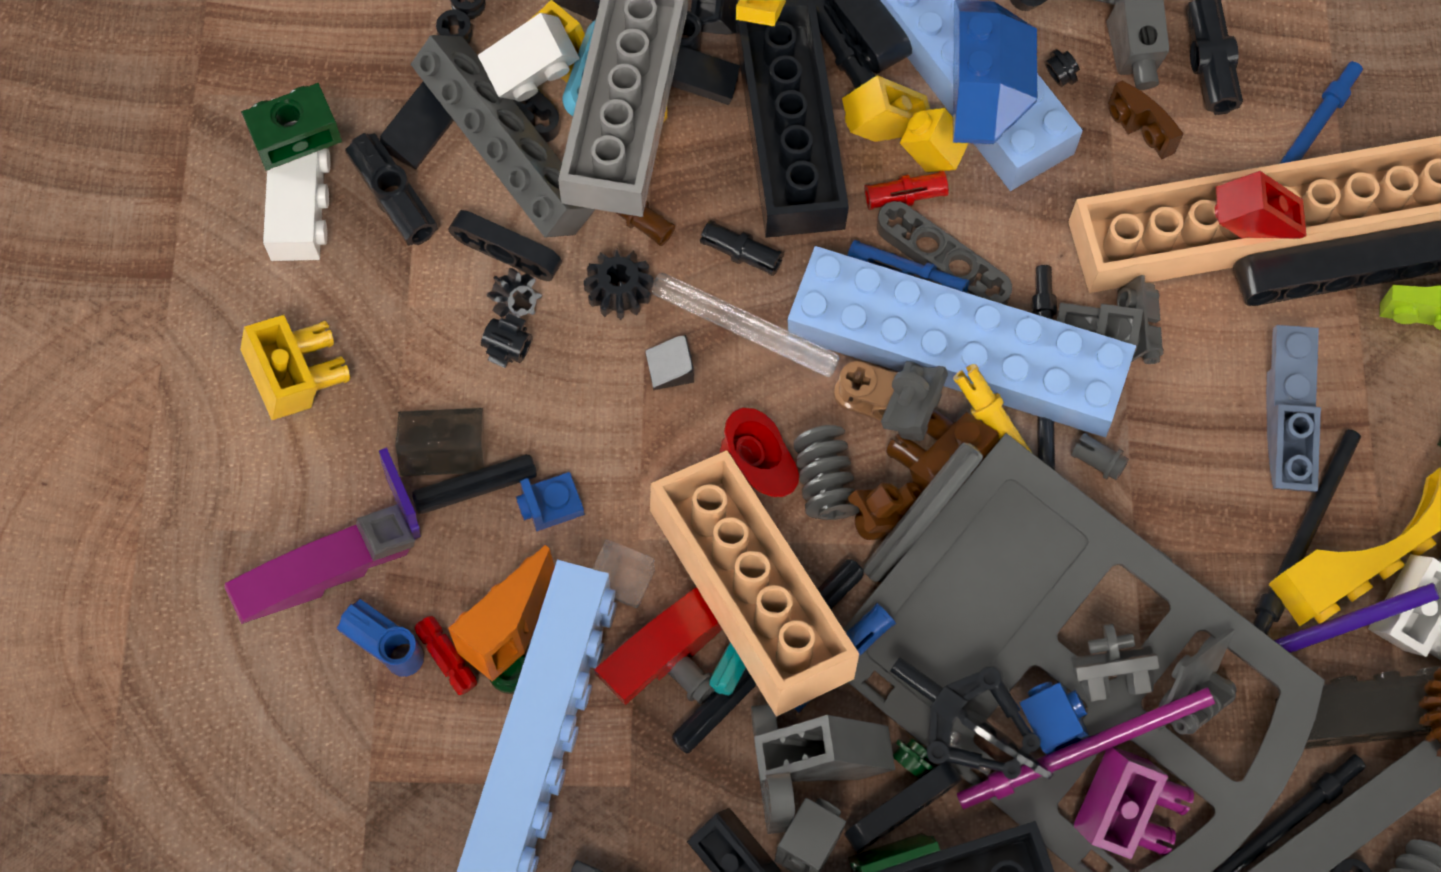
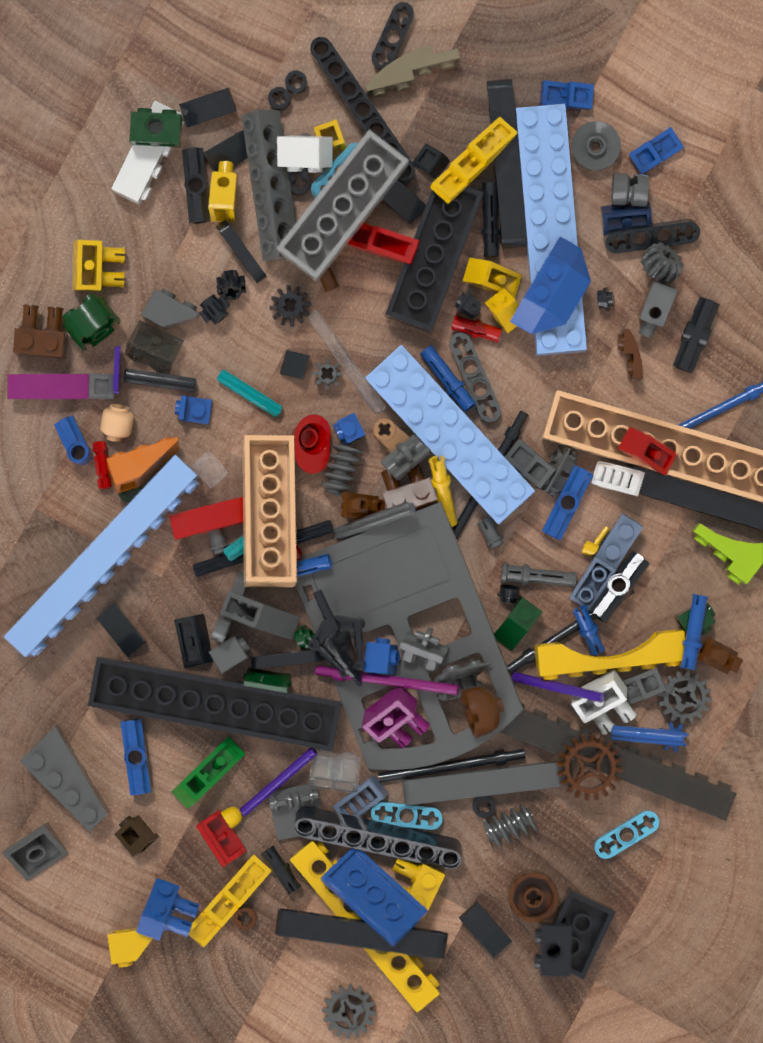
camera: 30 degrees right, 20 degrees up
(256, 514) = (40, 343): none -> reddish brown brick
(322, 442) = (90, 321): none -> dark green brick
(356, 80) = (207, 107): none -> black slope
(432, 166) = (223, 193): none -> yellow torso
(437, 575) = (117, 422): none -> light nougat head
(438, 377) = (167, 312): none -> dark grey slope
(623, 436) = (249, 393): none -> teal axle
(710, 130) = (384, 243): none -> red slope
(724, 339) = (327, 381): none -> dark grey gear
(741, 247) = (367, 317): black pin -> none
(803, 407) = (349, 429): none -> blue brick
(880, 154) = (468, 305): none -> black hinge
(1182, 530) = (509, 593): none -> black plate
(1185, 379) = (560, 517): none -> blue piece
(1191, 489) = (527, 575): none -> dark grey pin
(1212, 290) = (604, 474): none -> white slope
(1226, 557) = (517, 623): none -> dark green slope
(1256, 406) = (591, 548): none -> yellow hand
(1266, 710) = (481, 710): none -> reddish brown cylinder
(1333, 518) = (588, 630): none -> blue pin
(1339, 452) = (628, 574): none -> black piece

